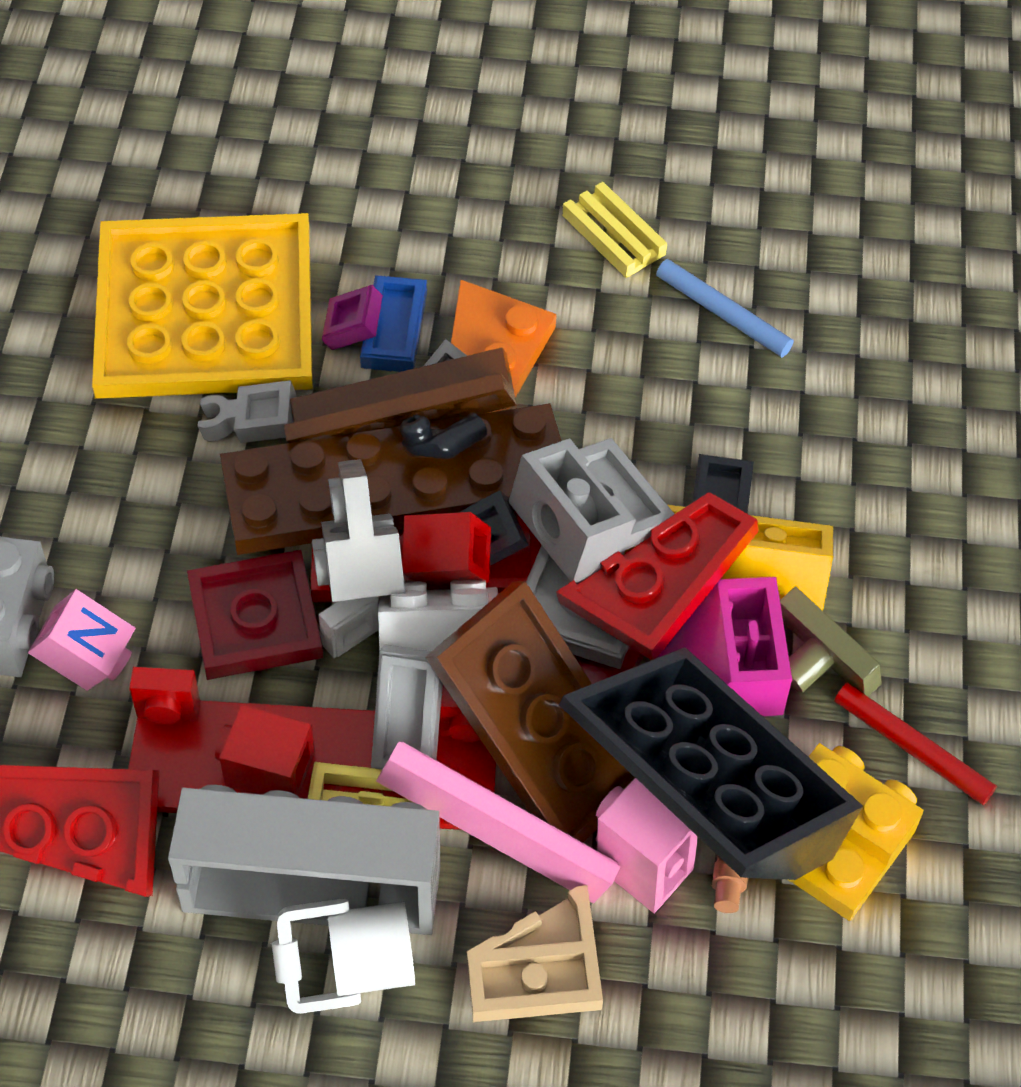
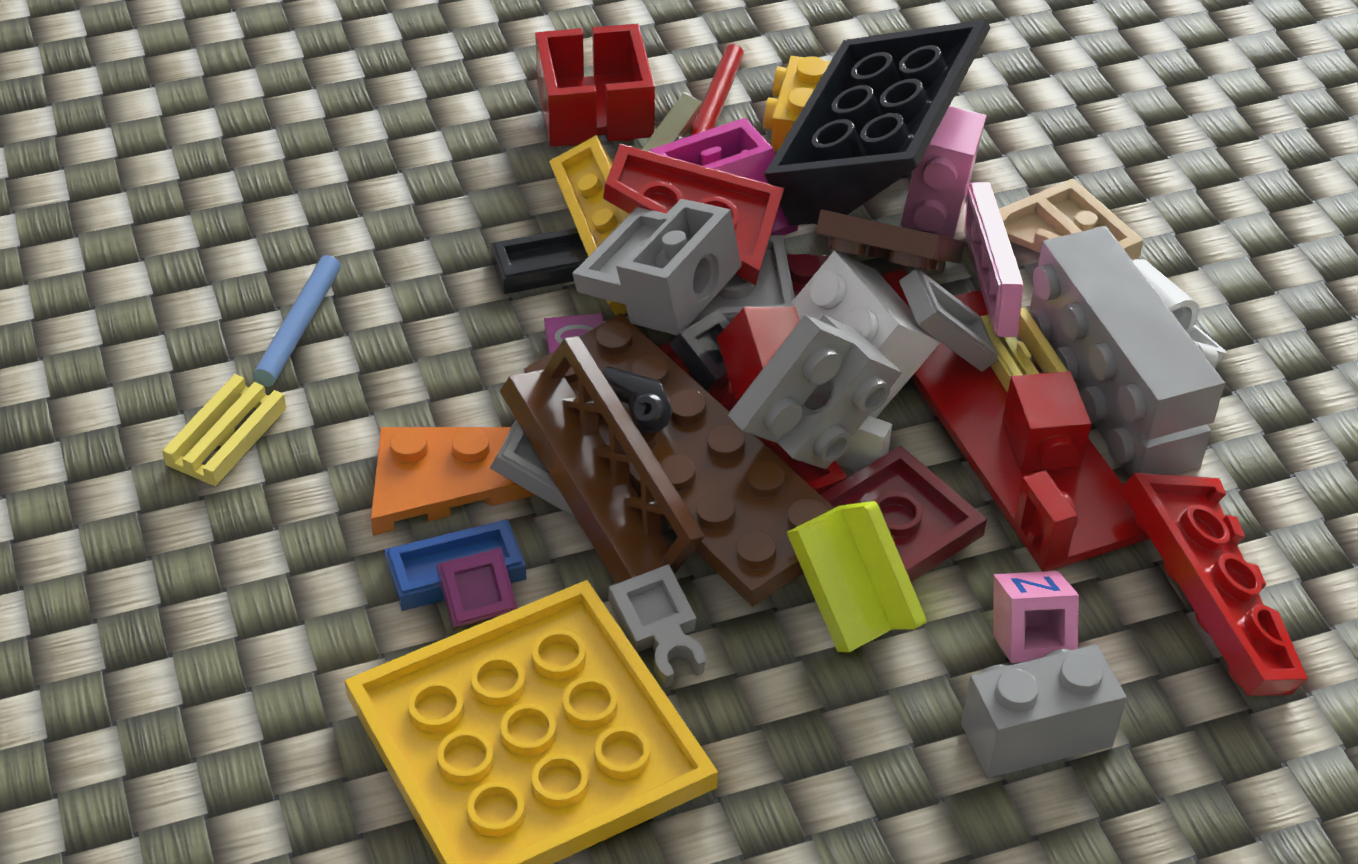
camera: 115 degrees left, 10 degrees down
(191, 528) = (856, 575): none -> neon yellow panel
(937, 601) = (611, 102): none -> red piece

